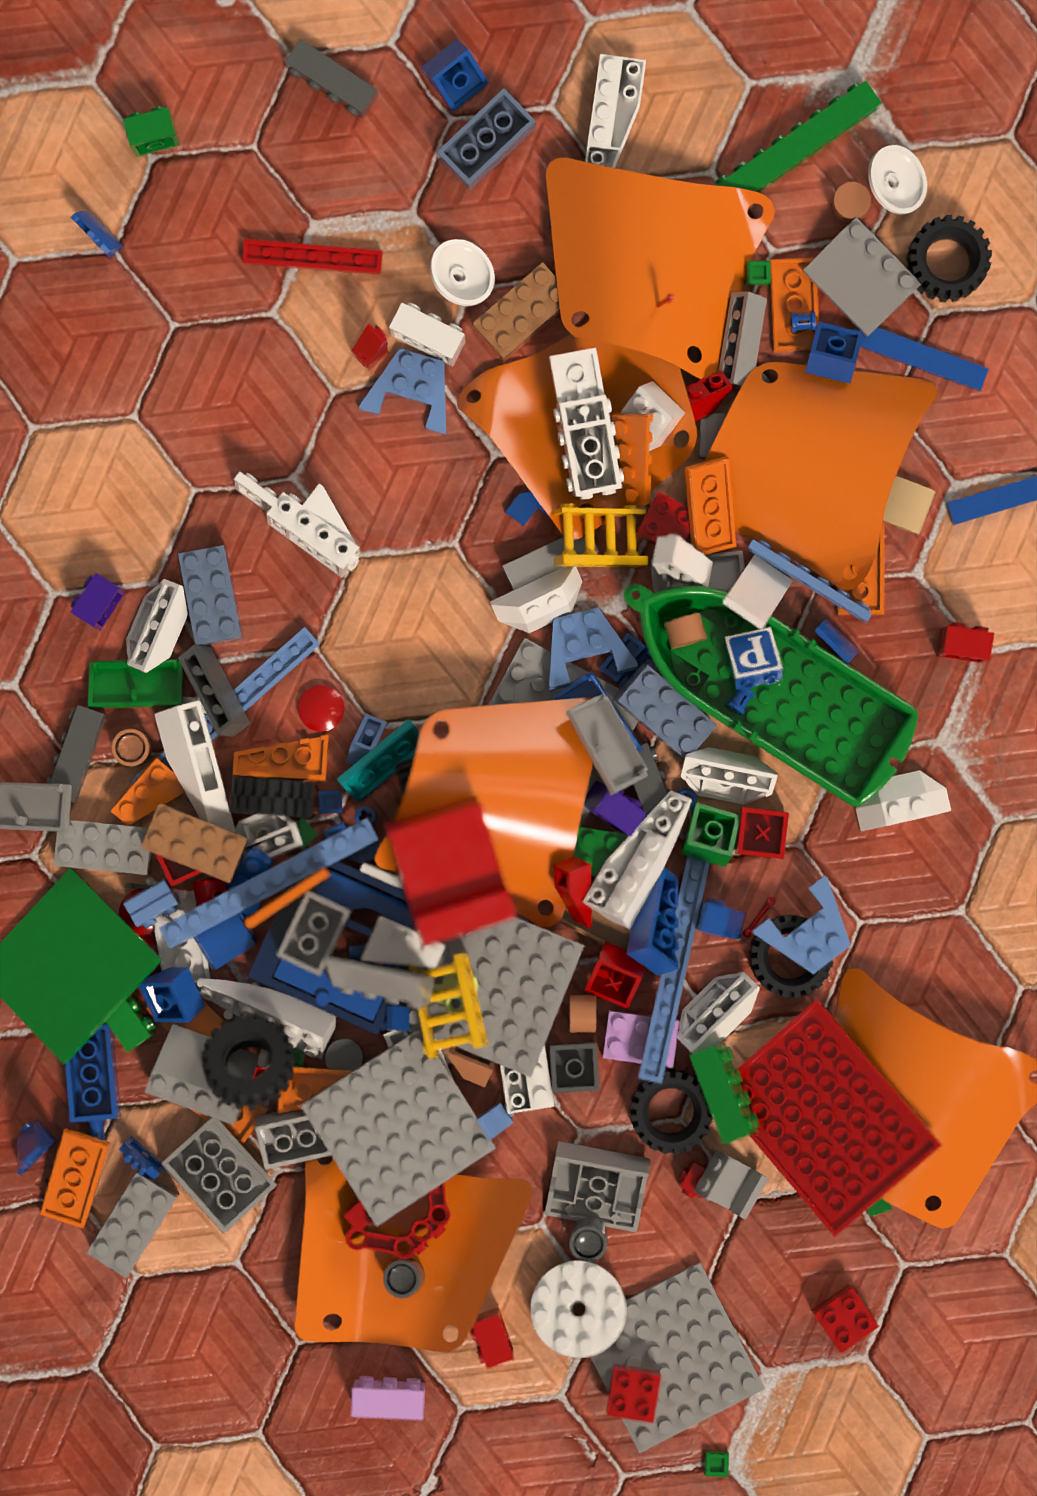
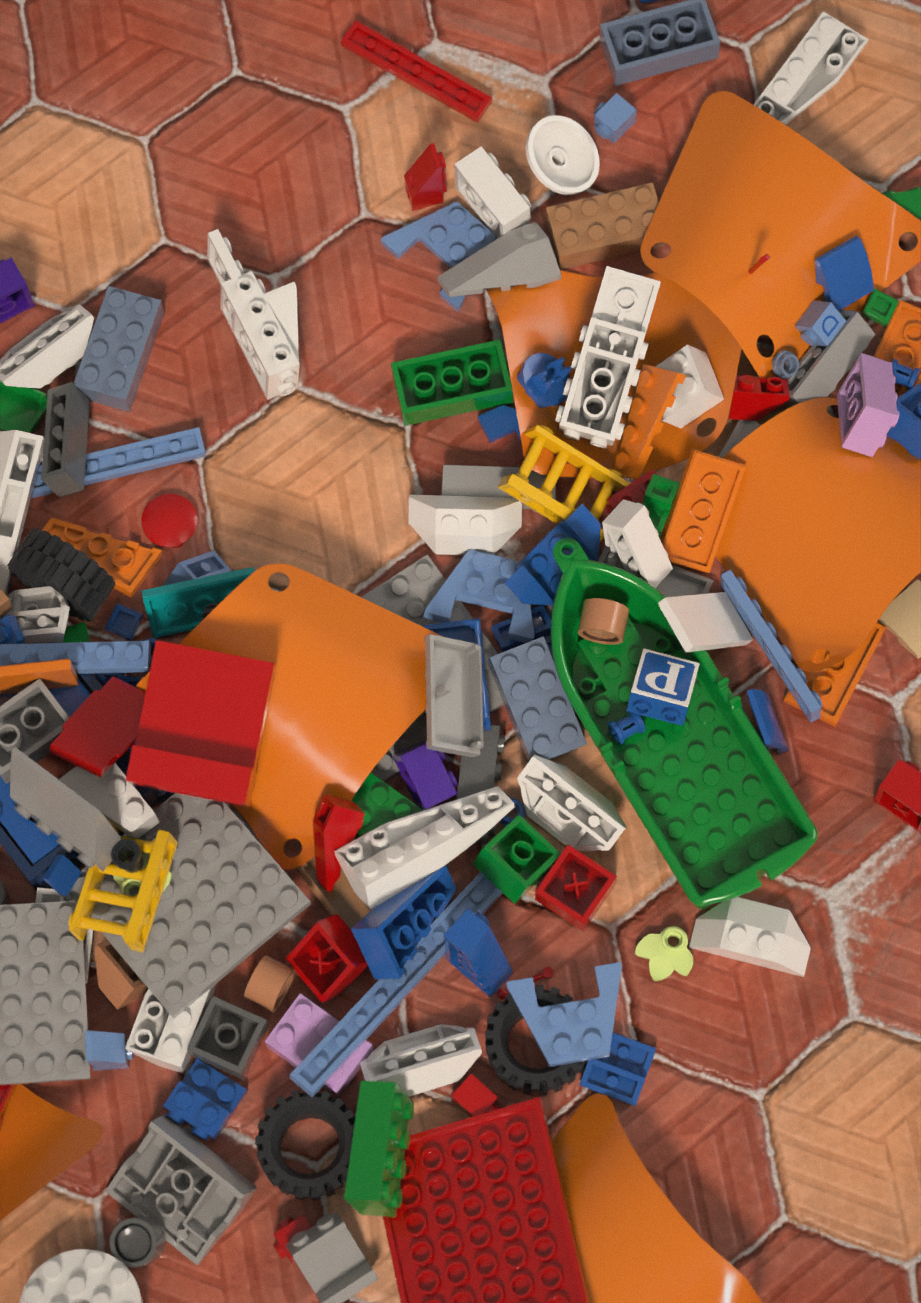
camera: 30 degrees right, 15 degrees down
(374, 902) = (101, 727): none -> red piece
(435, 986) = (122, 850): none -> black piece
(469, 378) = (512, 259): none -> light grey wedge
(474, 497) = (452, 382): none -> green brick
(483, 220) = (614, 118): none -> medium blue brick
(540, 470) = (544, 379): none -> blue plate
(580, 1117) = (204, 1101): none -> blue plate
(617, 617) = (538, 573): none -> blue piece
(677, 517) = (659, 500): none -> green slope
(715, 359) = (791, 364): none -> sand blue plate
(724, 266) = (844, 273): none -> blue slope
(725, 314) = (820, 323): none -> medium blue brick
(768, 1019) = (474, 1097): none -> red brick
(793, 364) = (867, 405): none -> lavender brick
(847, 848) = (662, 956): none -> yellowish green plate
(864, 944) = (622, 1072): none -> blue slope

